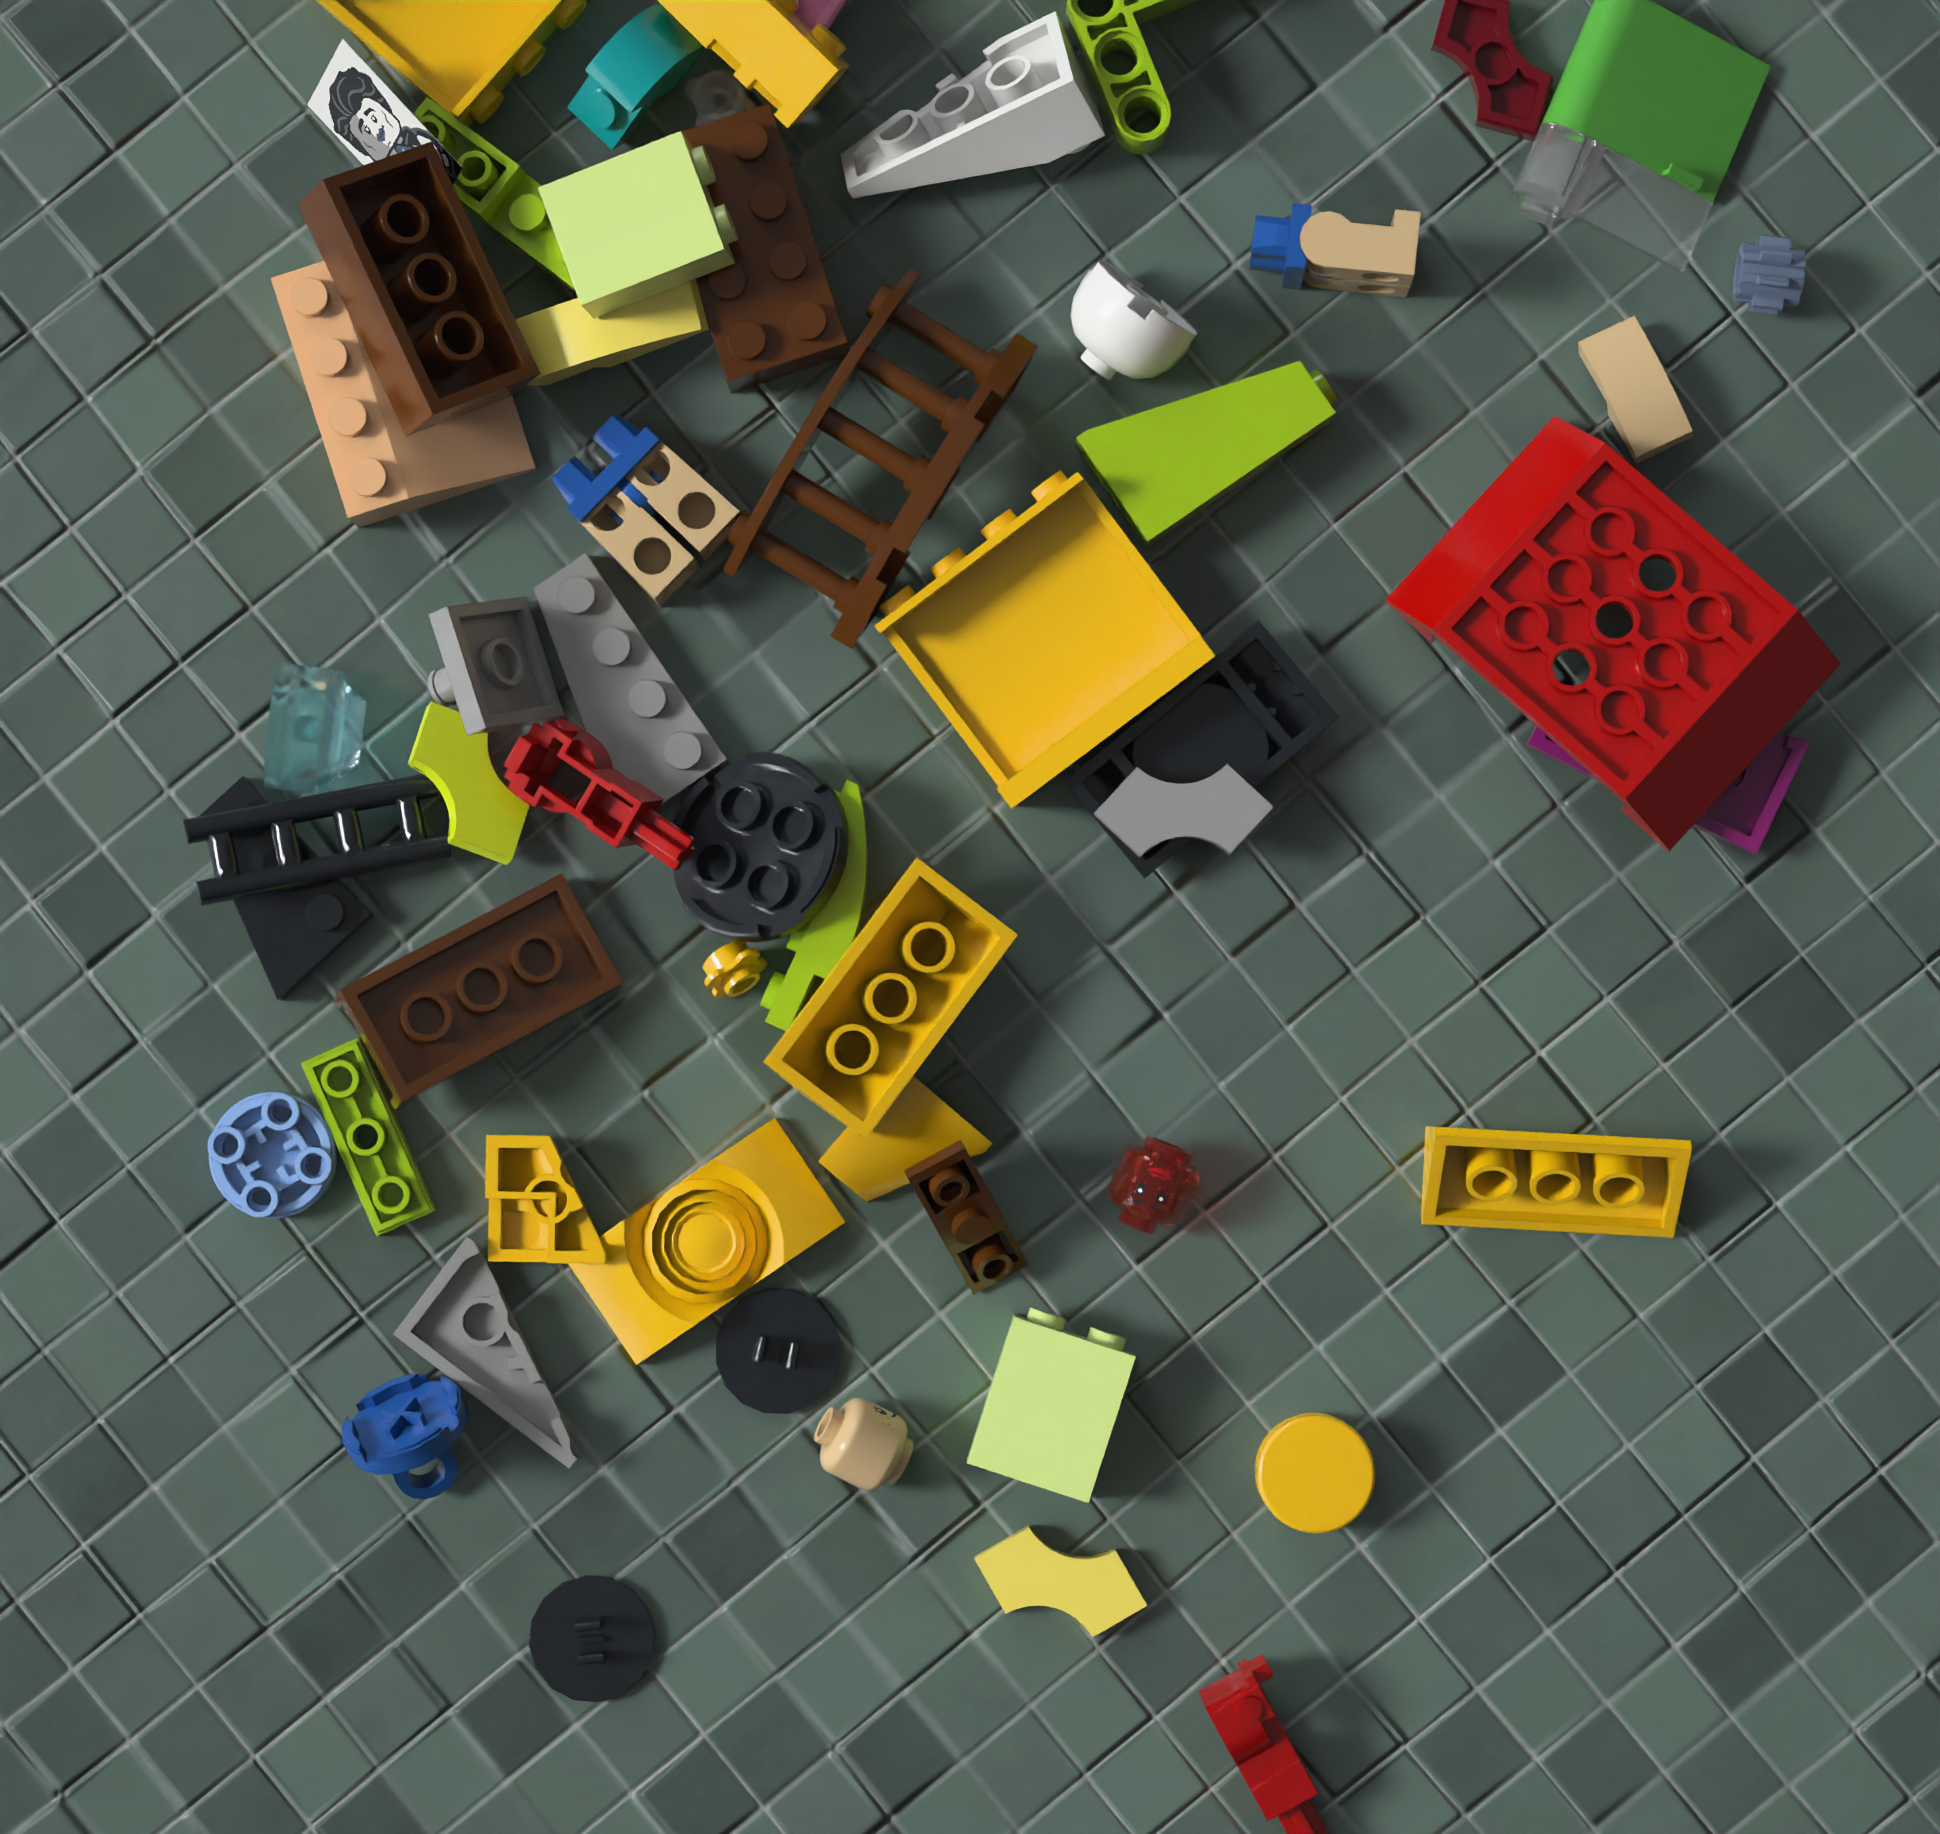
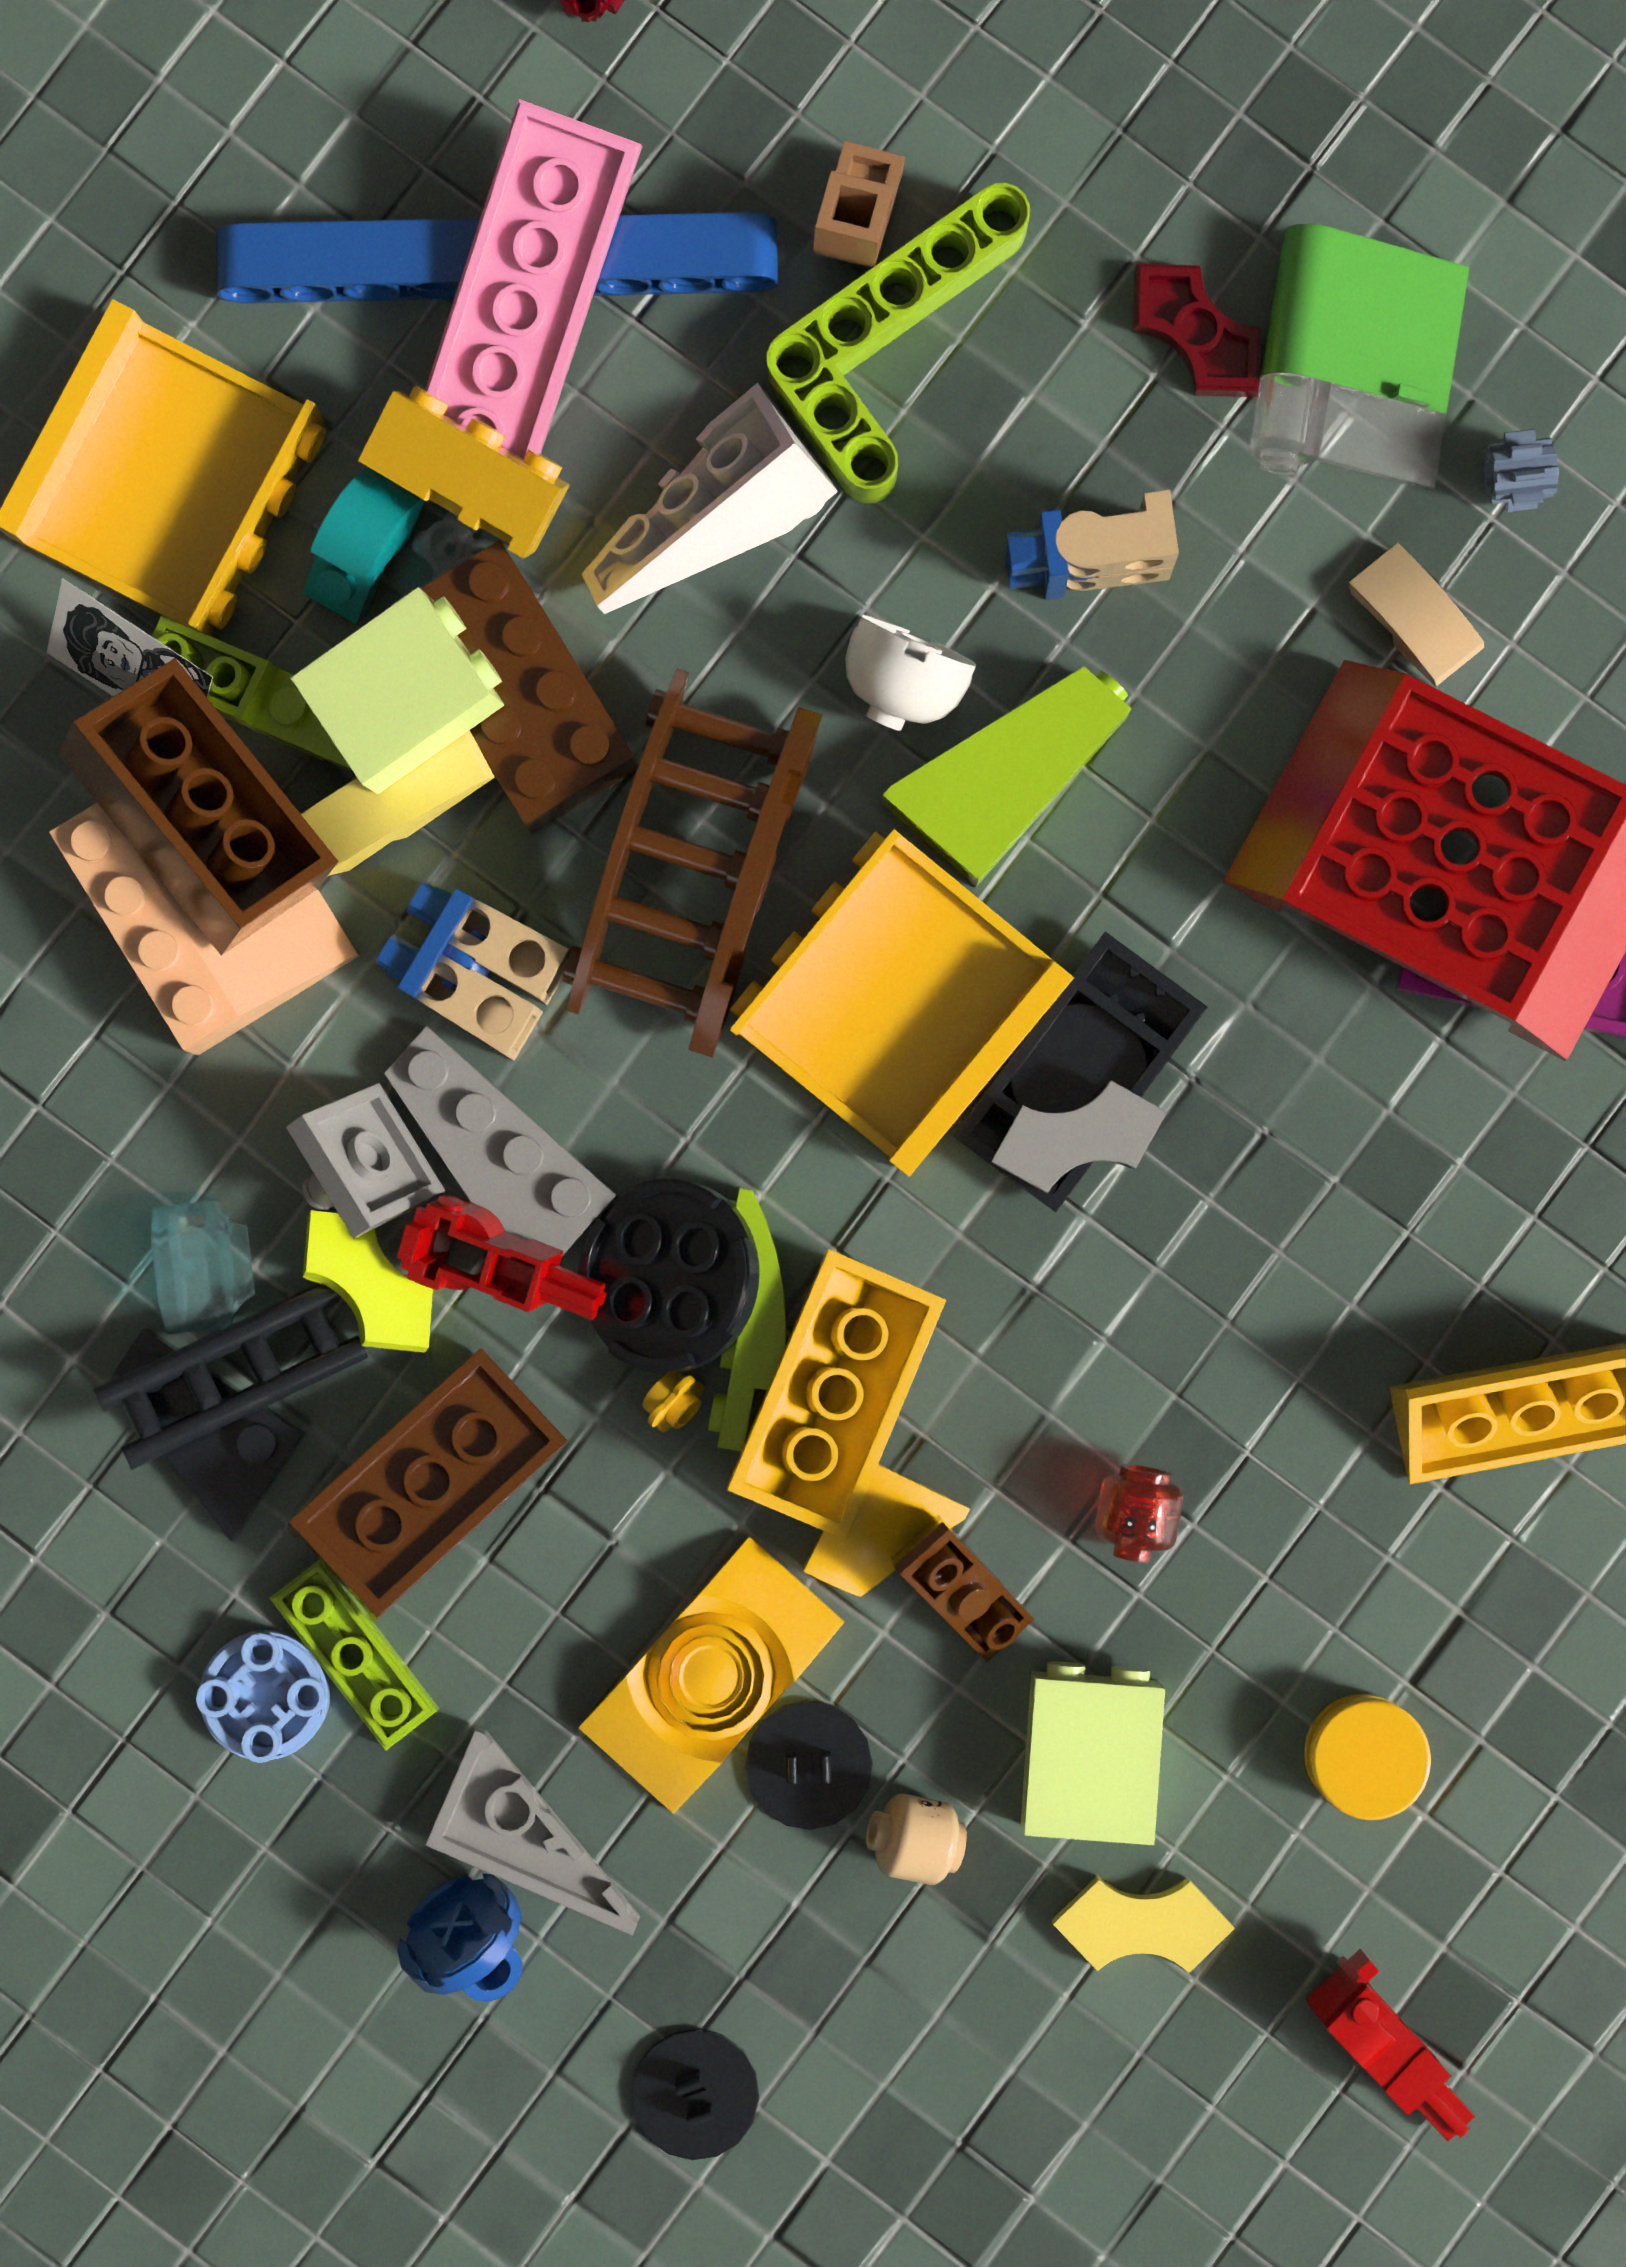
camera: 15 degrees left, 0 degrees up
(535, 1205) = (535, 1681): yellow slope -> none

